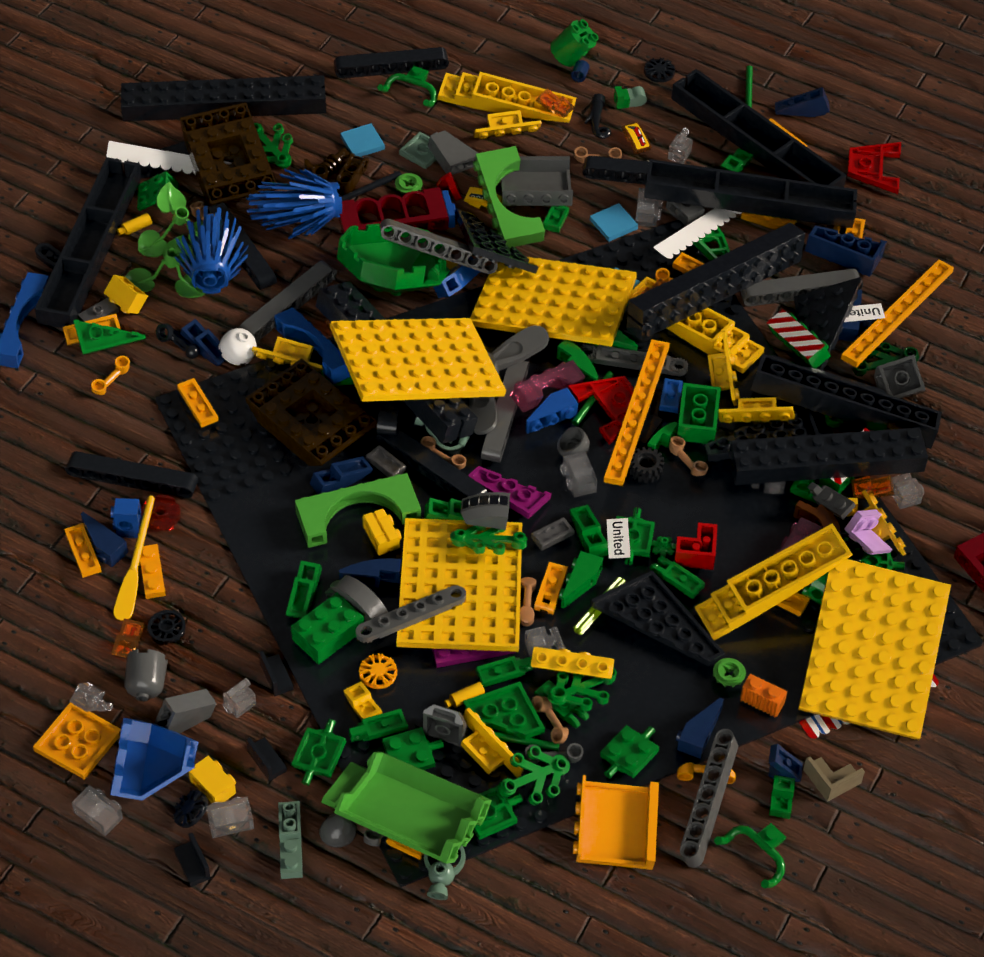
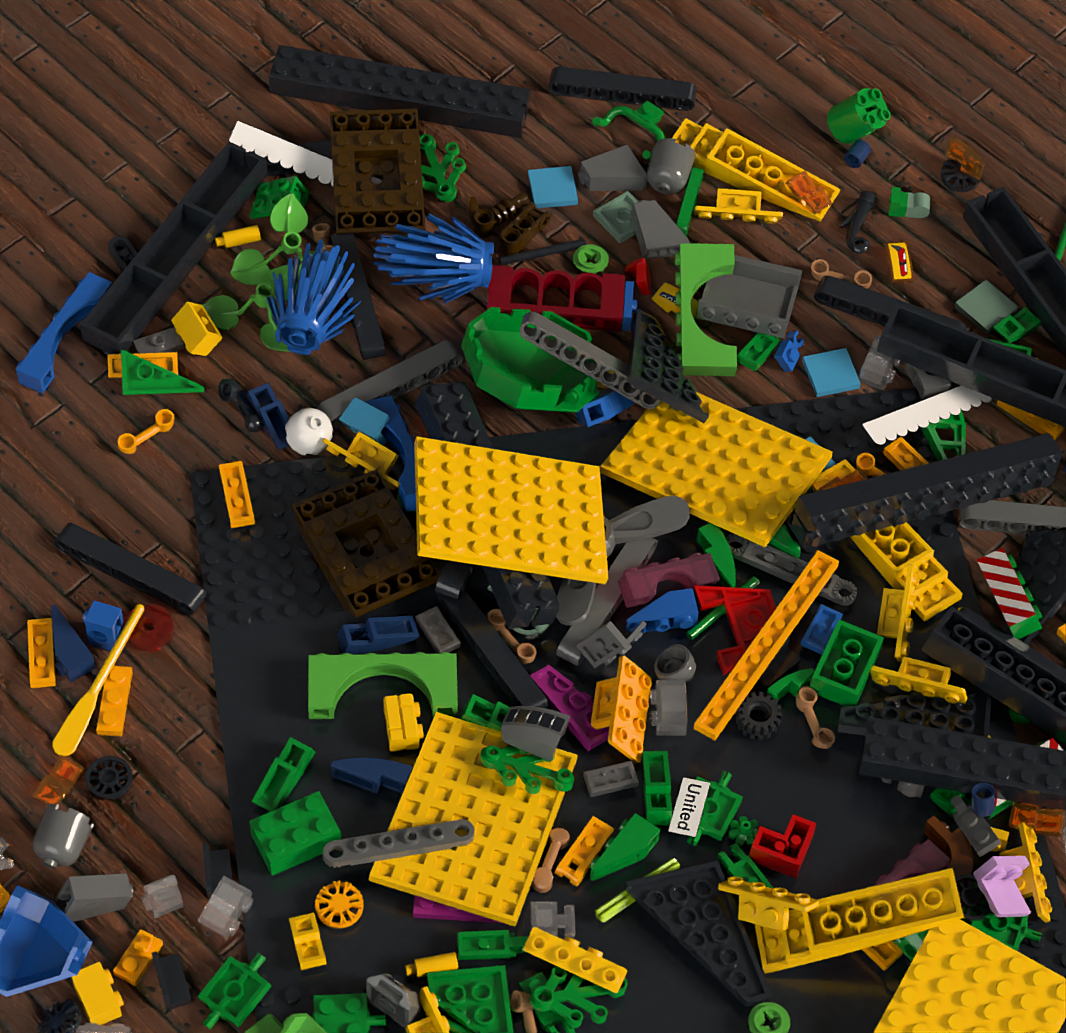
camera: 15 degrees right, 5 degrees up
(234, 748) = (137, 957): none -> light orange plate
(278, 326) = (365, 419): none -> dark azure panel
(291, 694) = (225, 908): none -> clear brick
(358, 596) = (343, 805): dark grey arch -> none
(379, 726) = (316, 977): green hinge -> none
(405, 120) = (613, 172): none -> dark grey slope
(446, 106) = (670, 166): none -> dark grey cylinder
(468, 125) = (690, 199): none -> green beam
(519, 436) = (607, 642): none -> dark grey bracket
(545, 479) = (623, 706): none -> light orange bracket
(578, 215) = (787, 353): none -> blue plate
(659, 54) = (971, 162): none -> clear orange slope
(680, 147) = (949, 290): clear brick -> none
(700, 589) = (766, 905): none -> yellow bracket
(709, 153) = (985, 306): none -> sand green tile
(832, 478) = (983, 799): none -> dark blue beam

